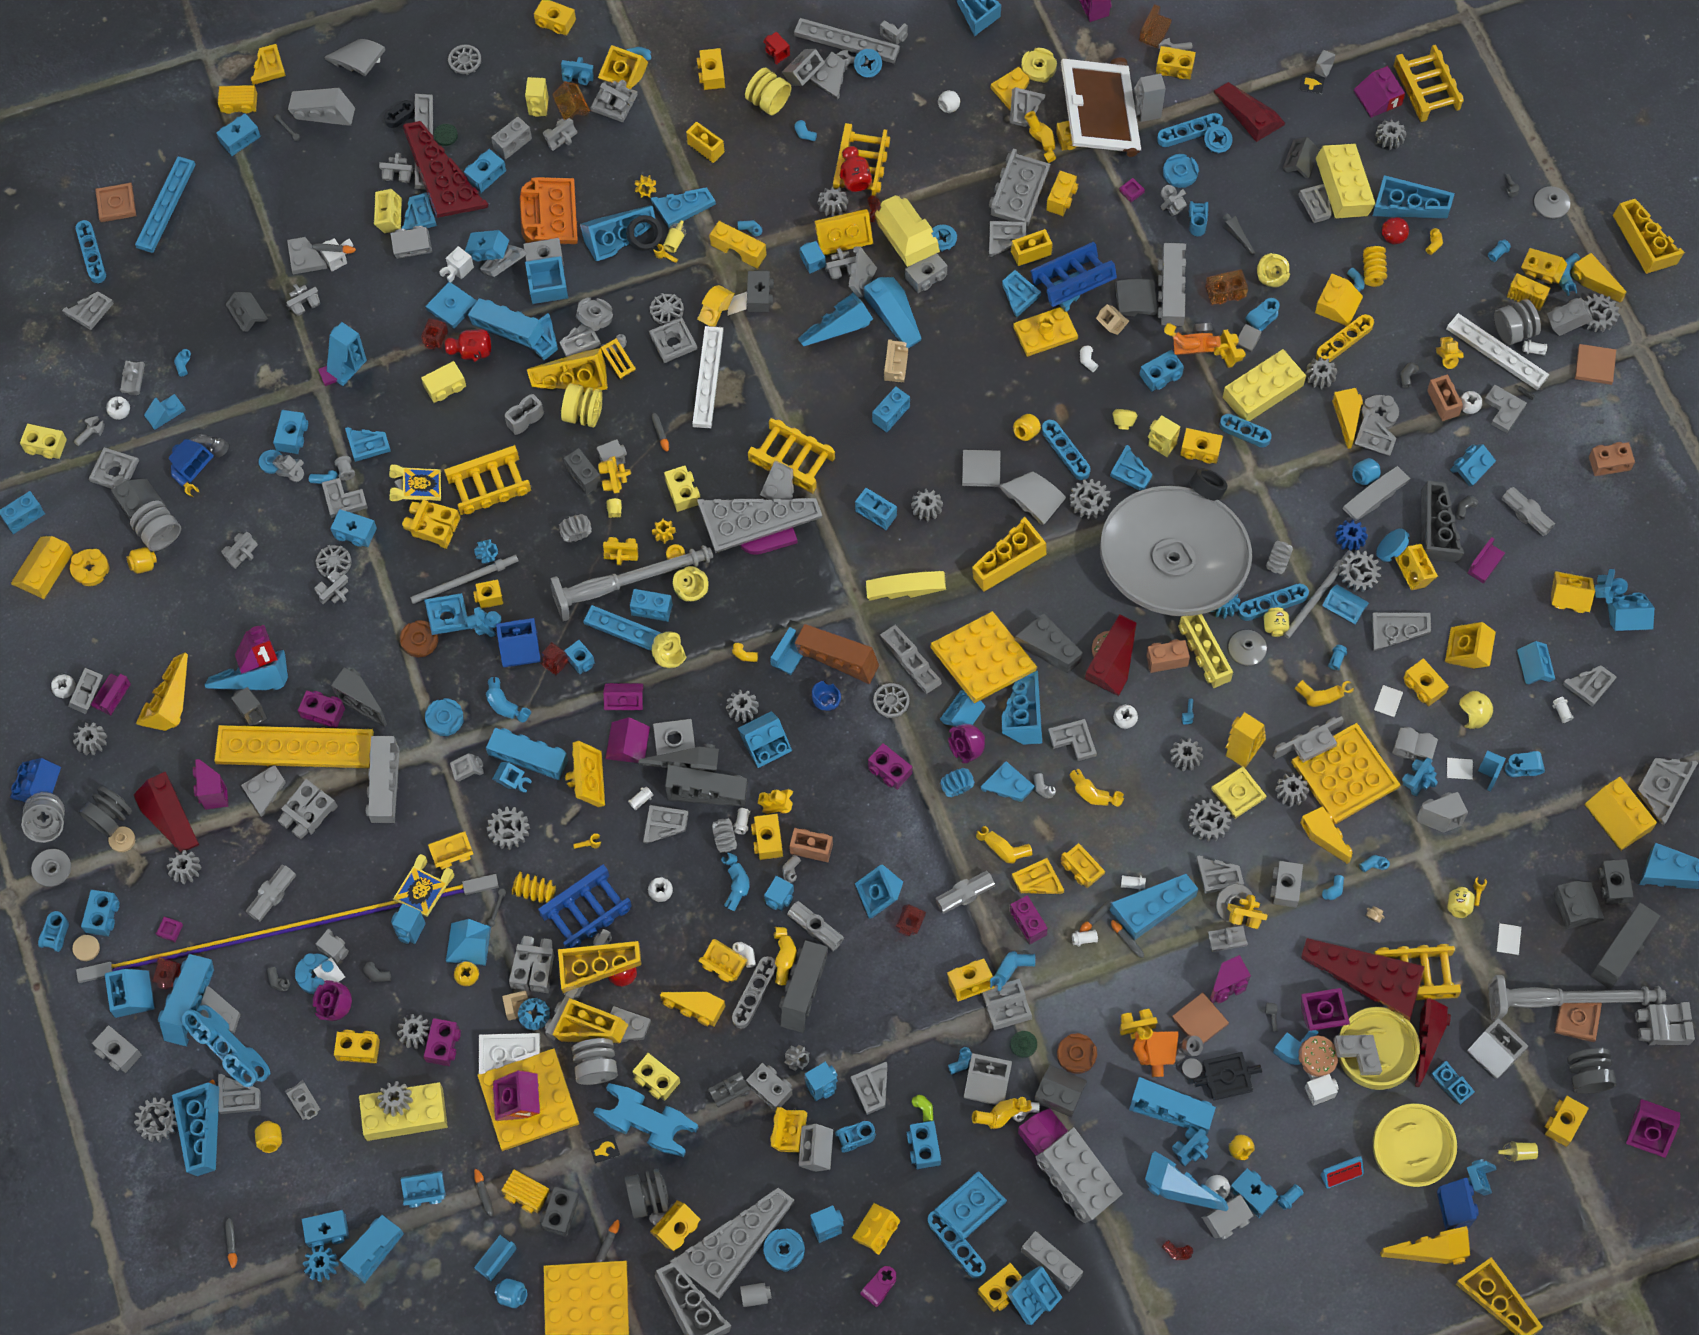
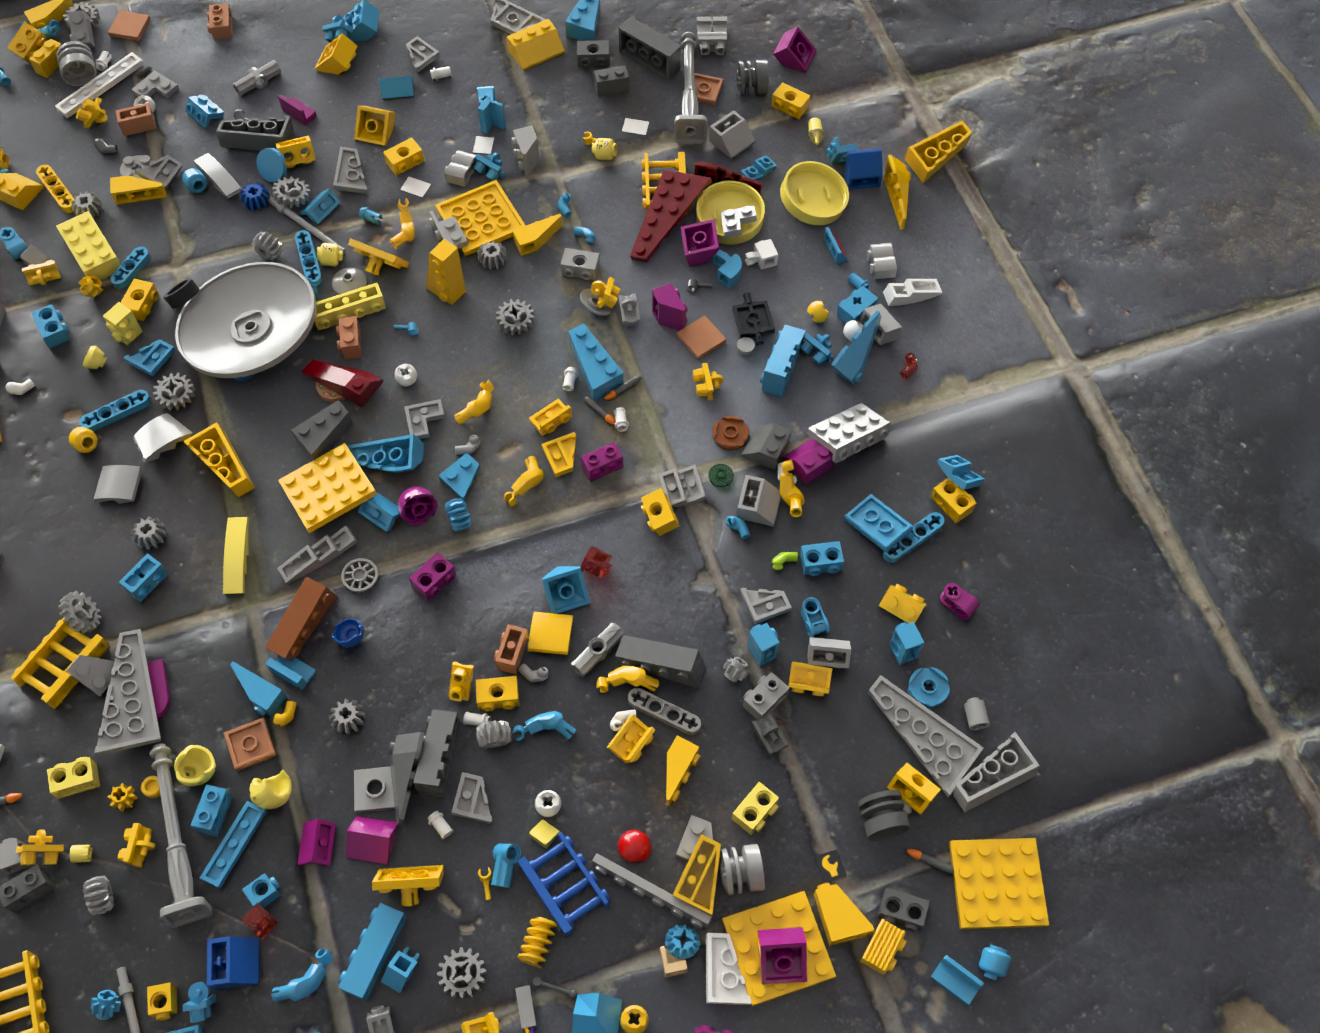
camera: 90 degrees left, 5 degrees down
(478, 1177) = (869, 1002): dark grey piece -> none
(533, 959) = (628, 942): light grey hips -> none
(555, 1153) = (839, 915): none -> yellow slope
(592, 963) = (637, 870): yellow wedge -> none
(601, 856) = (505, 856): none -> dark azure piece
(633, 888) = (544, 833): none -> light yellow slope
(659, 1126) = (794, 835): dark azure piece -> none
(716, 628) = (250, 744): none -> nougat tile
(764, 627) = (262, 694): none -> dark azure slope
(765, 739) = (387, 694): dark azure slope -> none
(779, 894) = (561, 683): dark azure brick -> none
(833, 881) = (550, 633): none -> yellow slope
(837, 461) = (79, 612): none -> light grey gear
(891, 409) = (30, 561): dark azure brick -> none
(965, 892) = (570, 515): light grey piece -> none
(1008, 966) = (646, 481): dark azure arm -> none
(1052, 1260) = (926, 458): light grey brick -> none
(1162, 1048) = (730, 362): orange torso -> none
(1186, 761) = (449, 330): light grey gear -> none
(1196, 343) = (30, 291): orange torso -> none
(1214, 397) = (90, 286): none -> yellow gear
(1217, 874) = (567, 315): light grey wing -> none
(1238, 792) = (489, 294): light yellow plate -> none
(1276, 670) = (377, 257): none -> yellow plate
(1282, 1259) = (911, 291): none -> white slope
(1318, 1056) = (740, 248): nougat tile -> none
(1323, 1224) = (882, 260): none -> light grey brick
(1375, 914) = (611, 206): tan plate -> none
(1478, 709) = (432, 119): light yellow piece -> none

